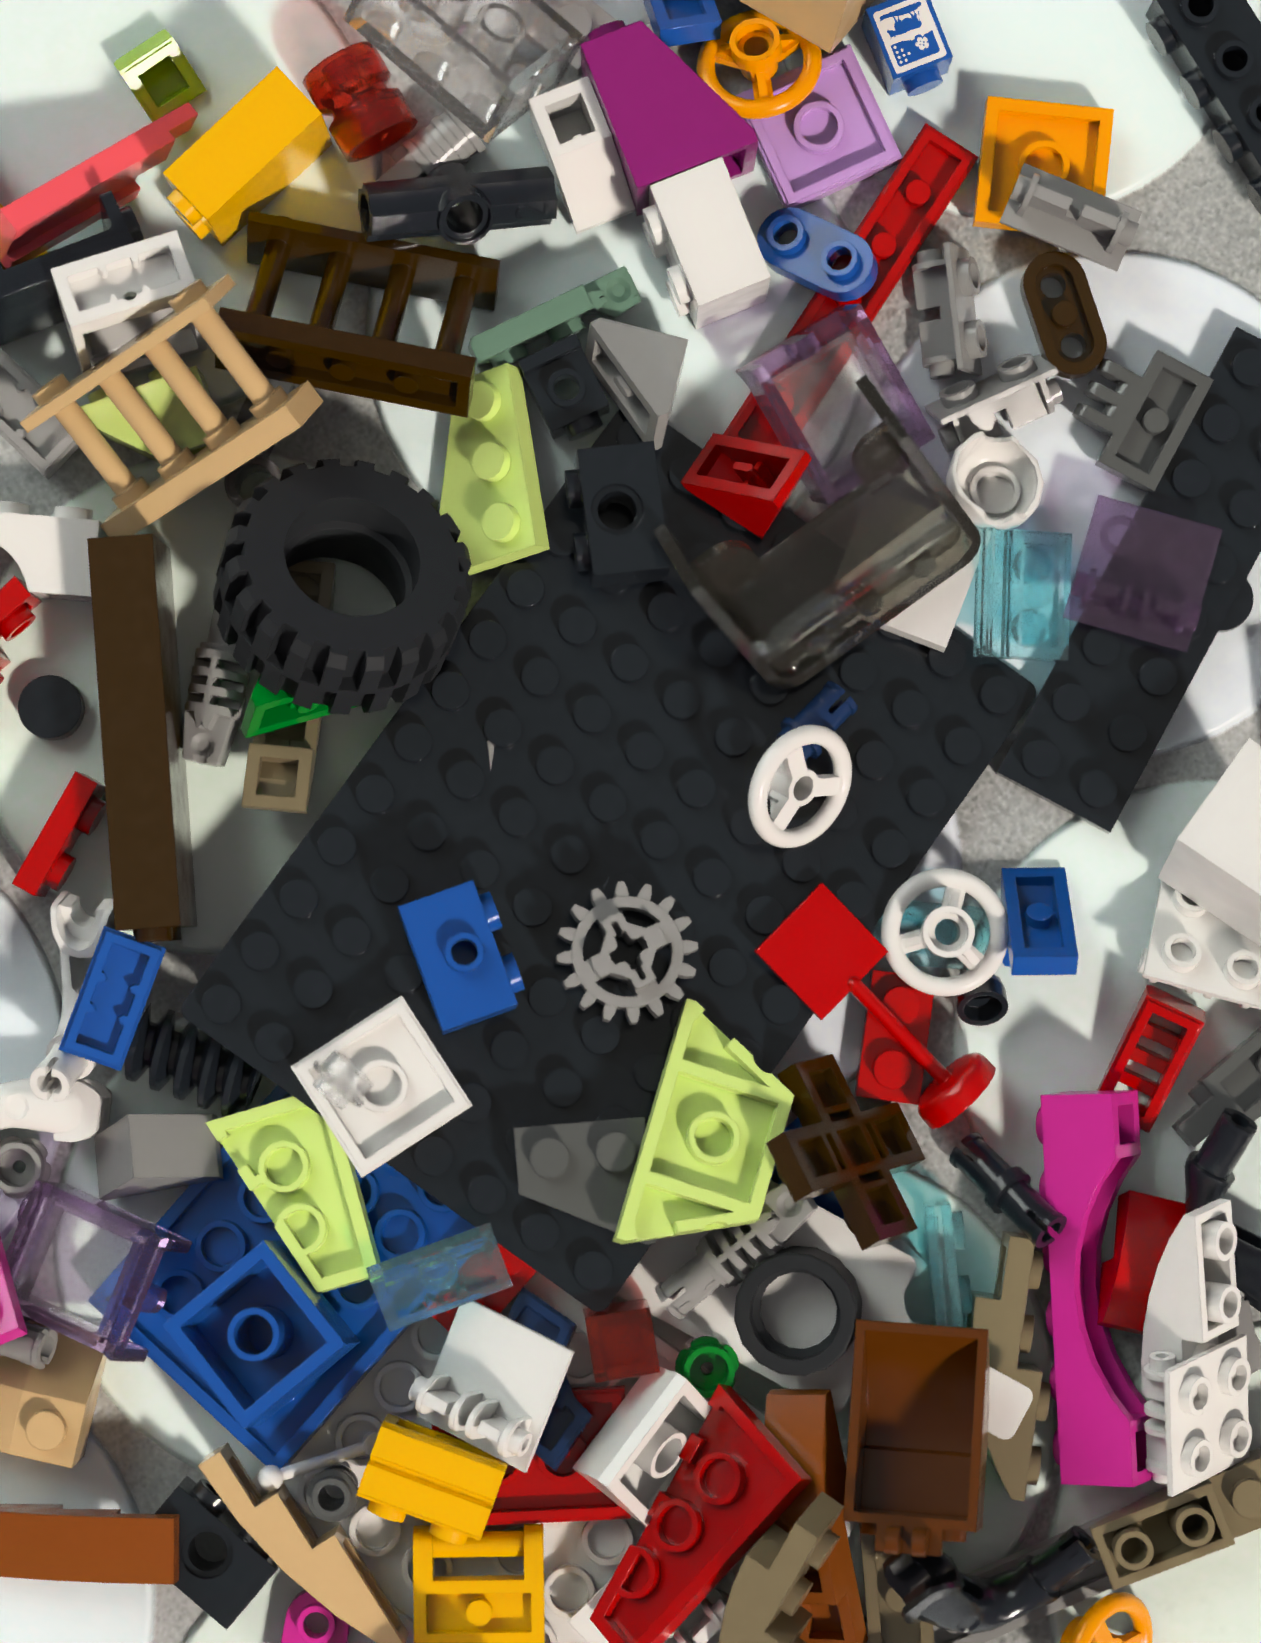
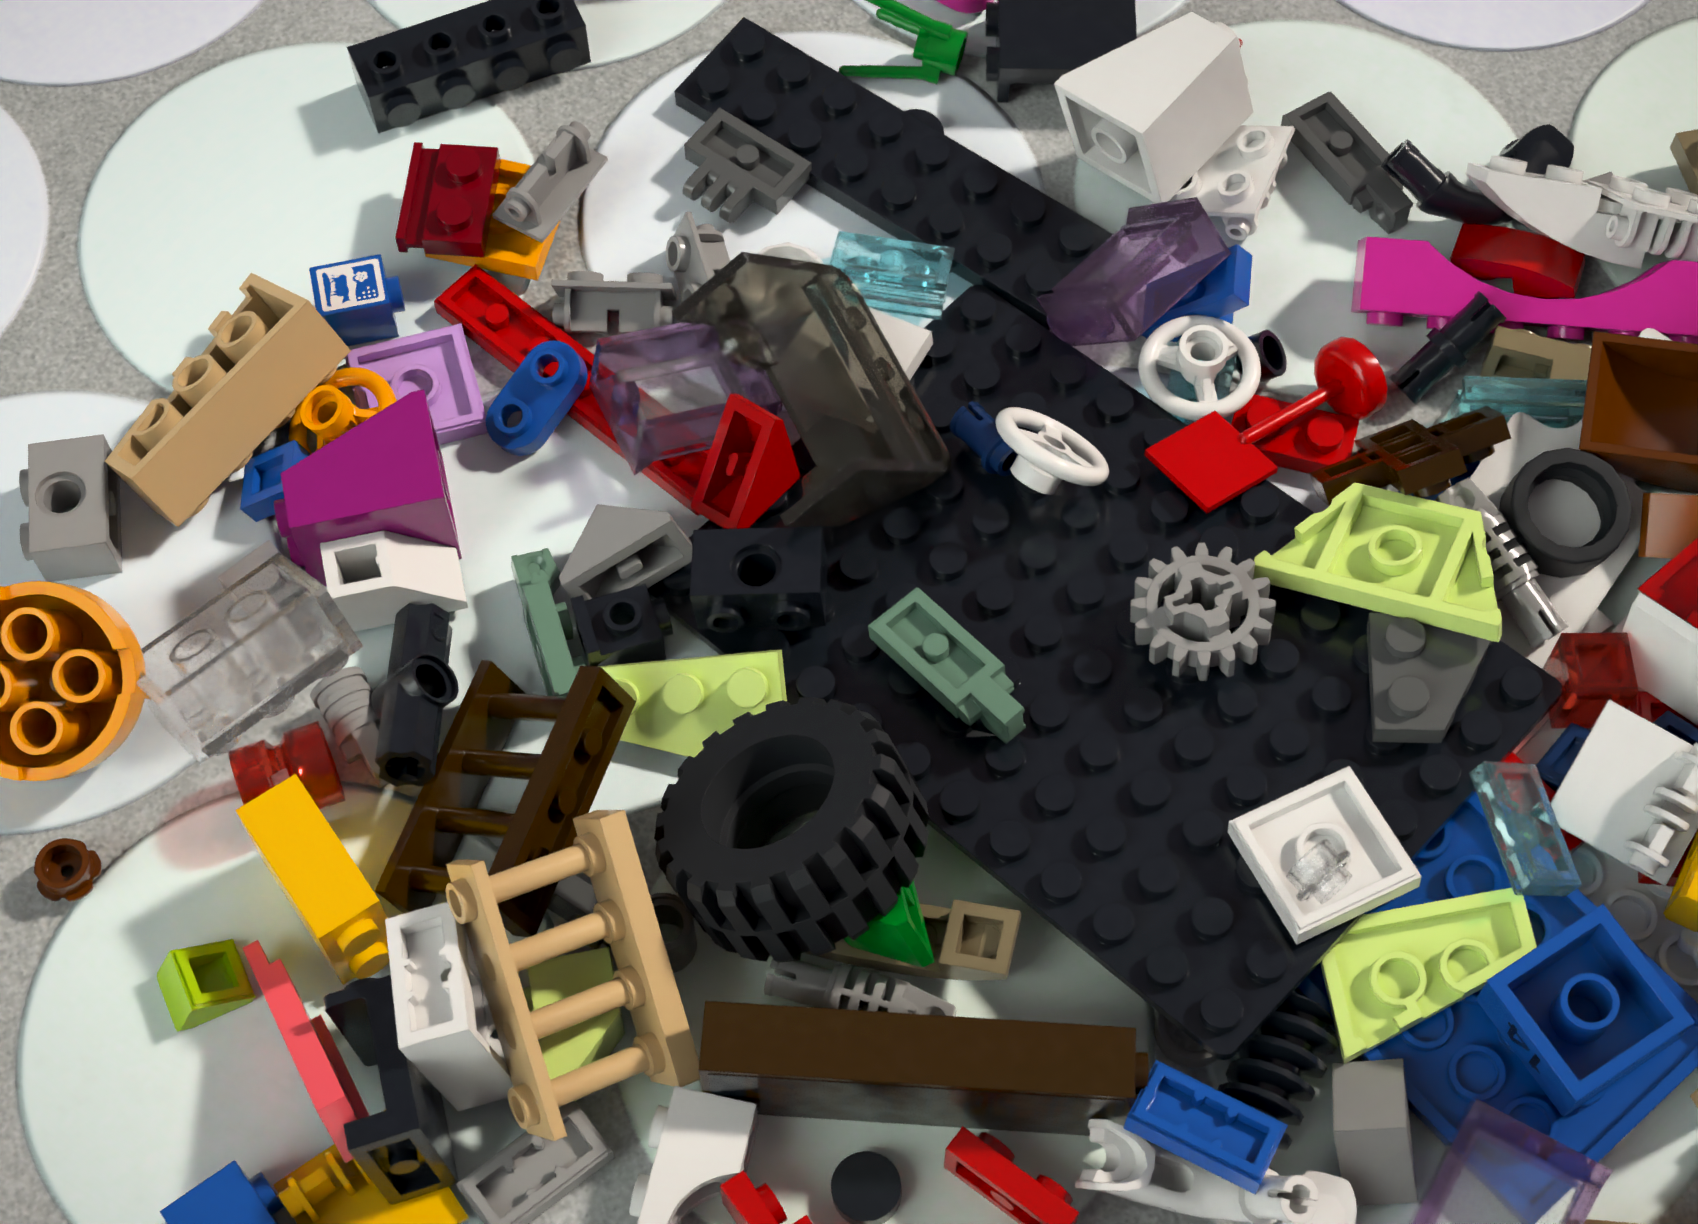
camera: 80 degrees left, 25 degrees down
(460, 956) = (1195, 760): blue brick -> none
(547, 711) = (949, 664): none -> sand green hinge
(707, 243) = (508, 472): white brick -> none
(709, 1350) = (1611, 599): green plate -> none
(1035, 852) = (1135, 274): none -> clear purple window
(1040, 112) = (449, 199): none -> dark red plate
(1066, 316) = (635, 214): dark brown plate -> none
(1142, 573) = (888, 172): clear purple hinge -> none
(1175, 1010) = (1300, 244): red slope -> none

